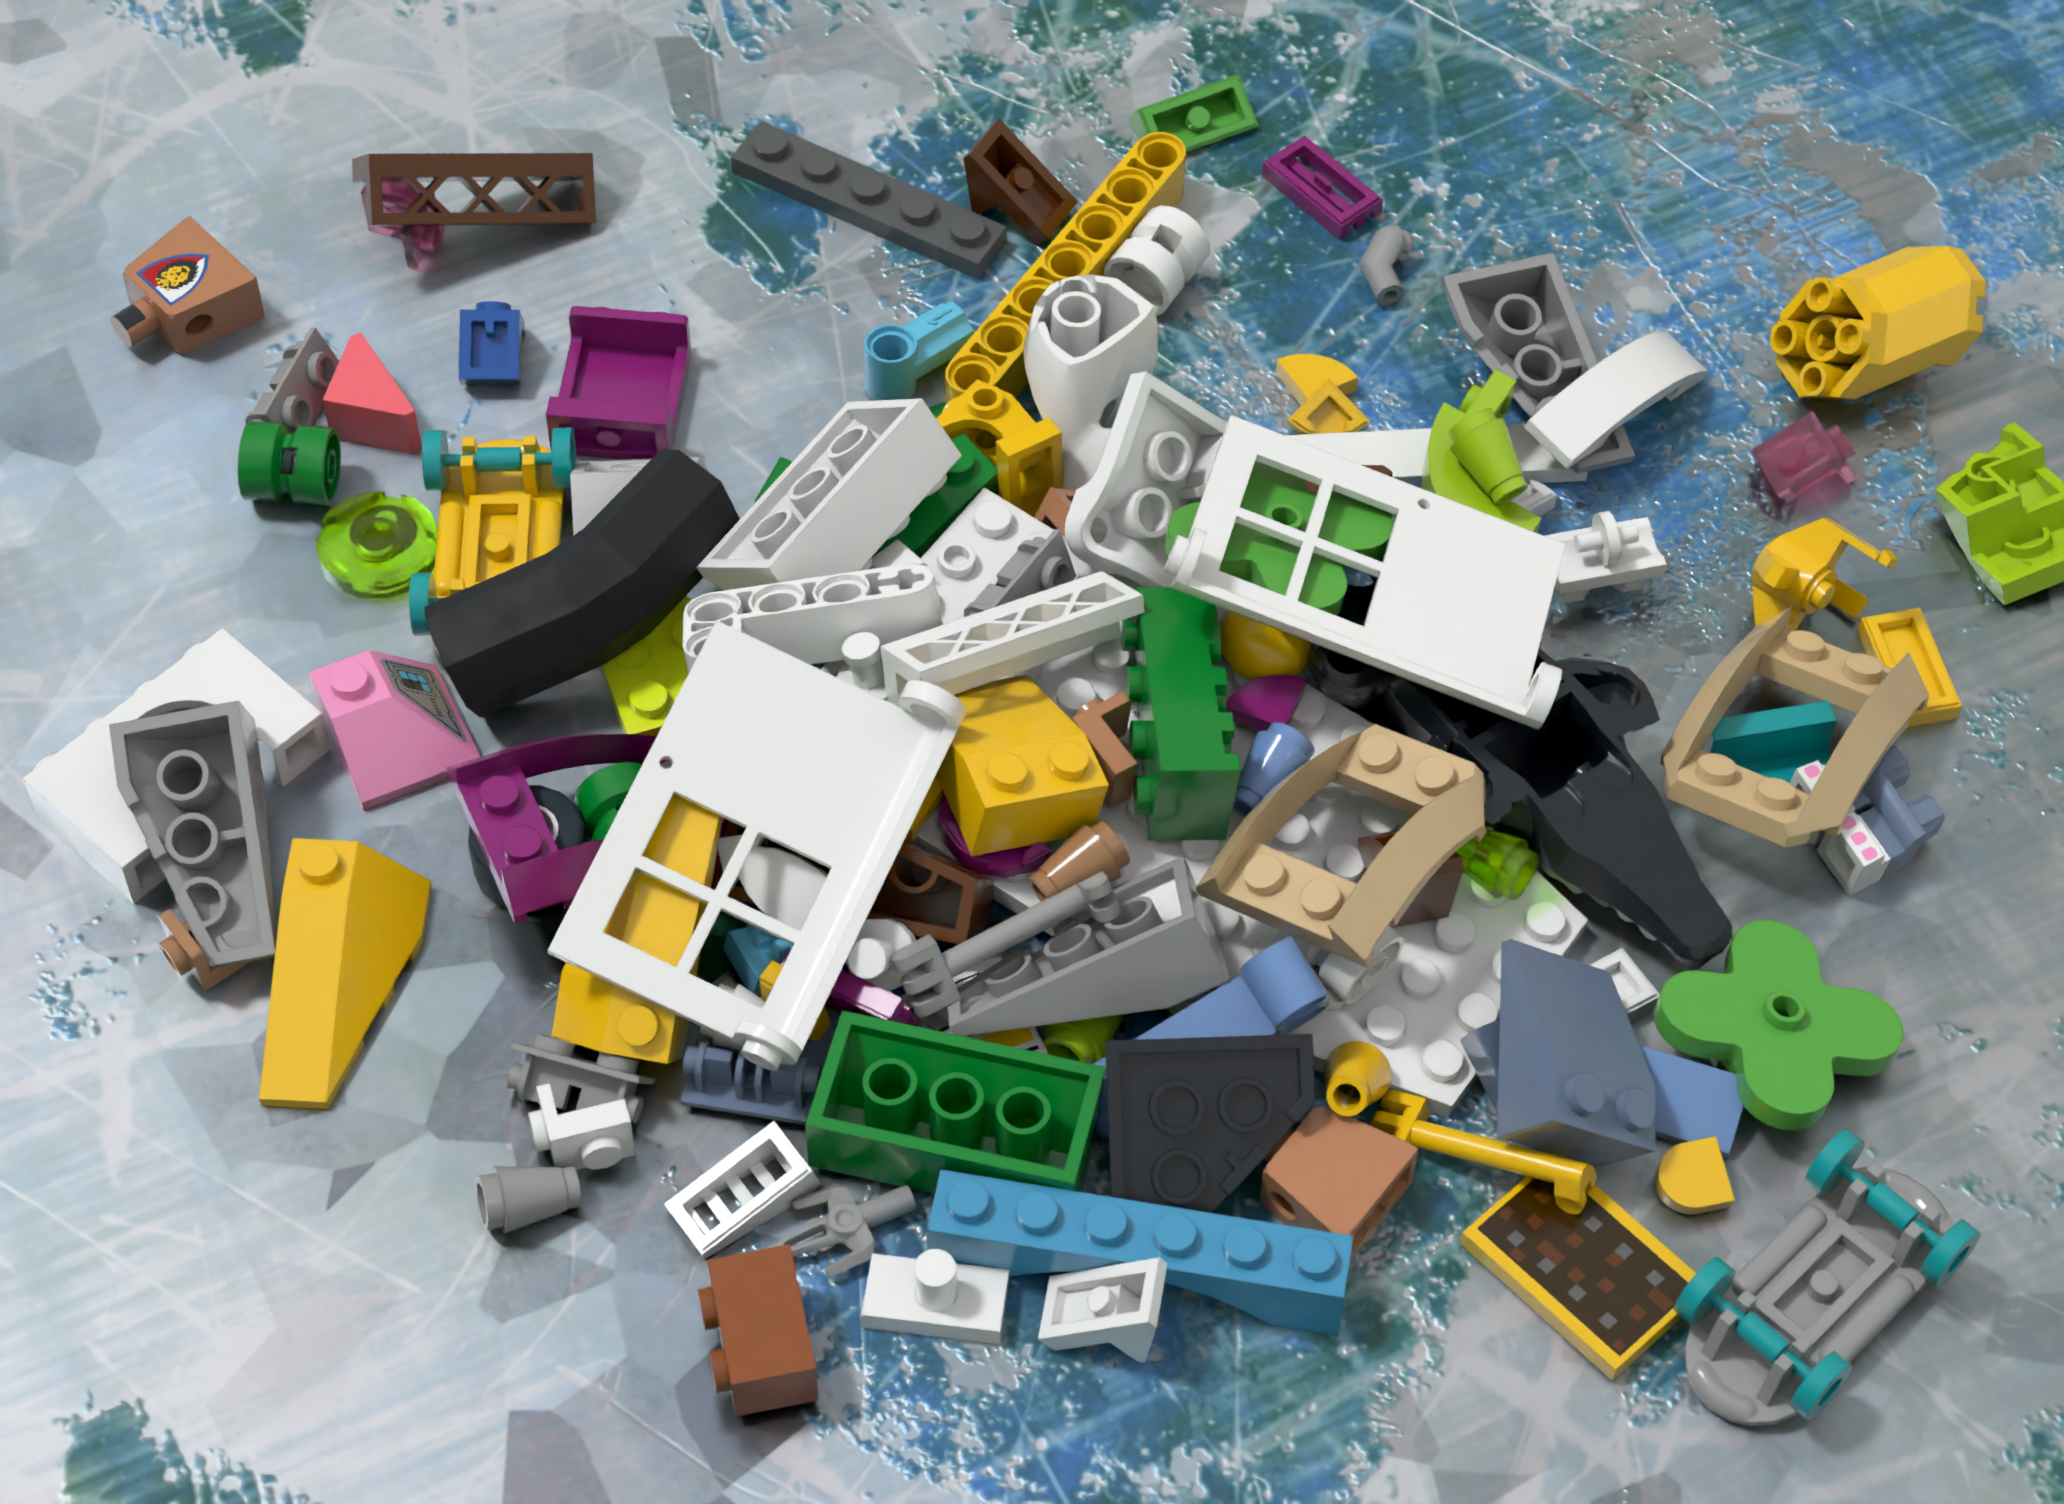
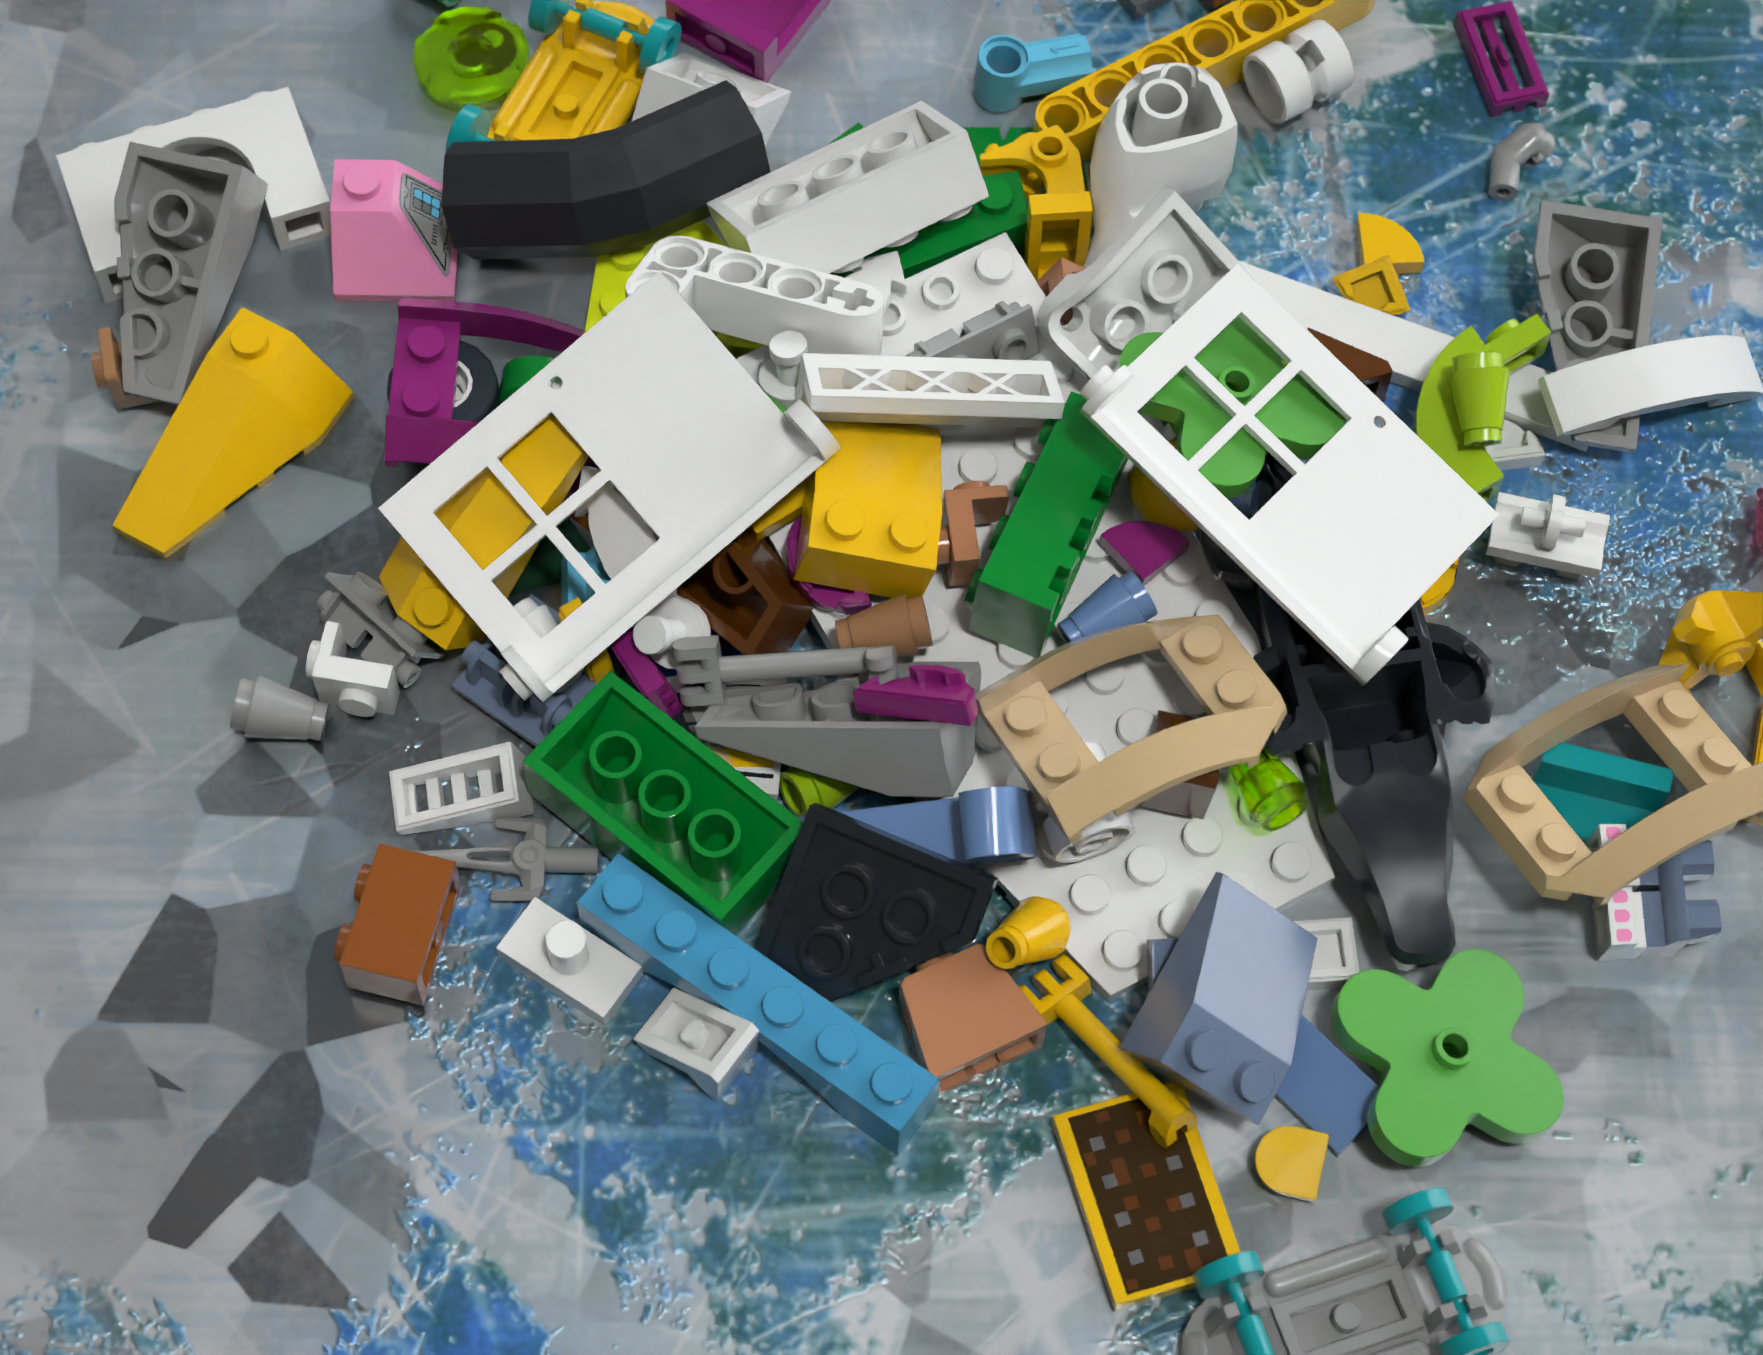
camera: 25 degrees right, 10 degrees up
(1158, 896) = (928, 694): none -> magenta tile

